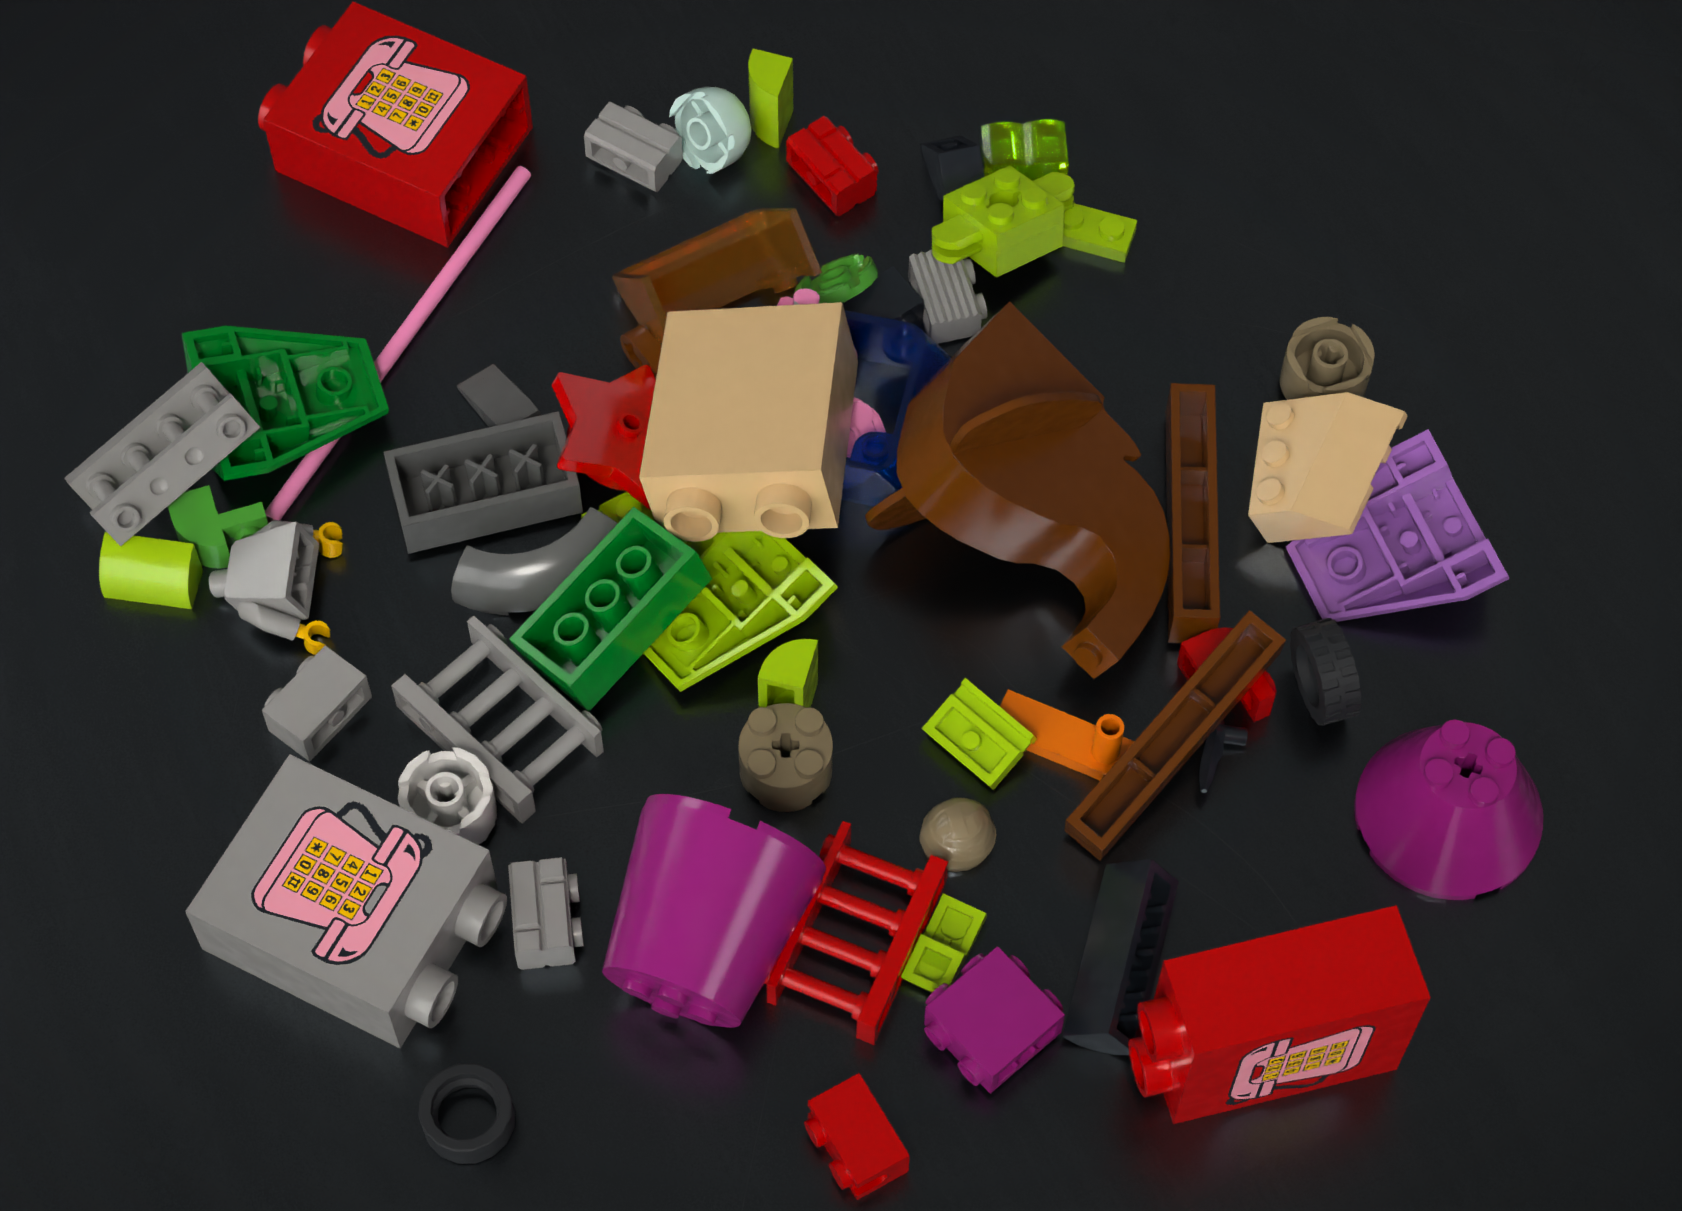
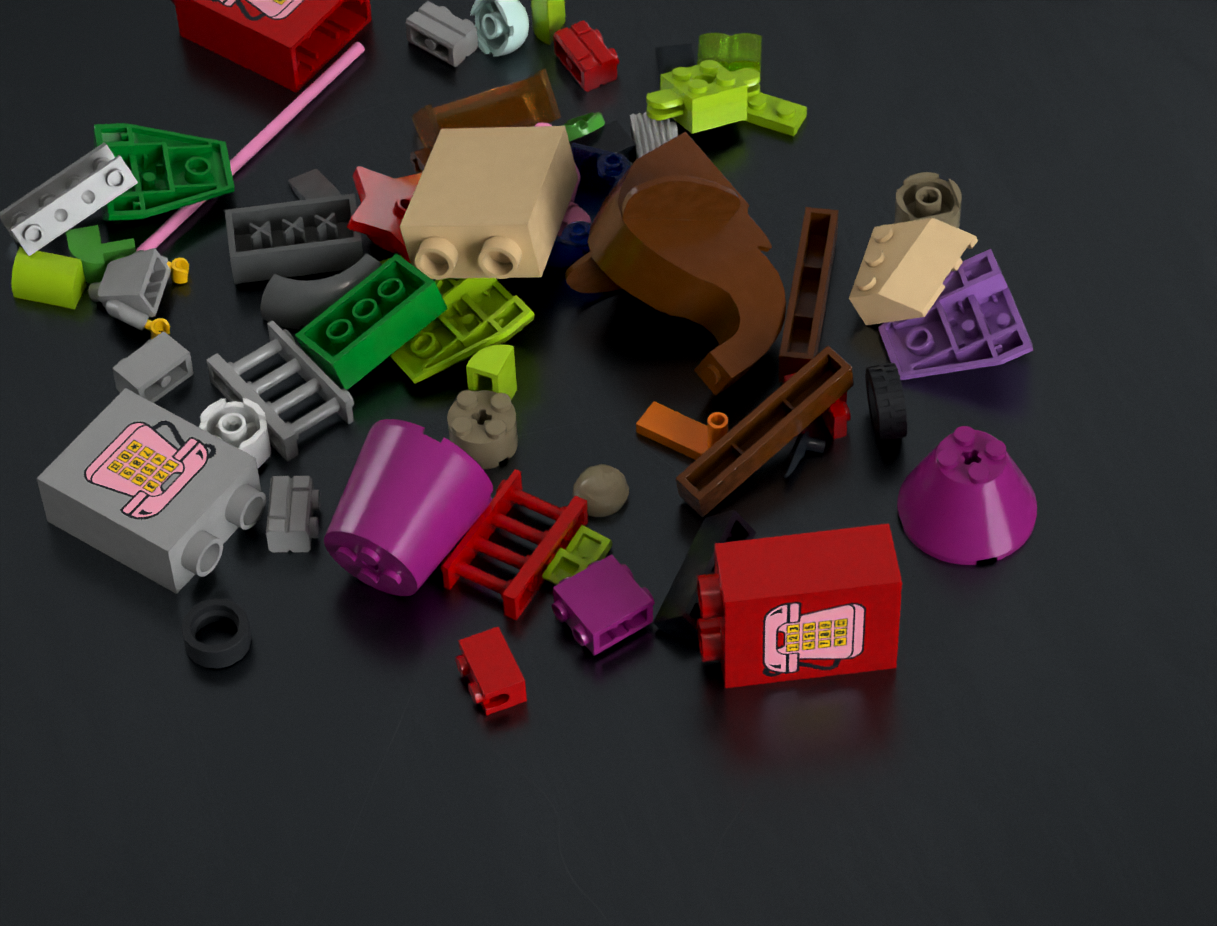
camera: 10 degrees right, 10 degrees down
(979, 733) = (626, 426): lime plate -> none

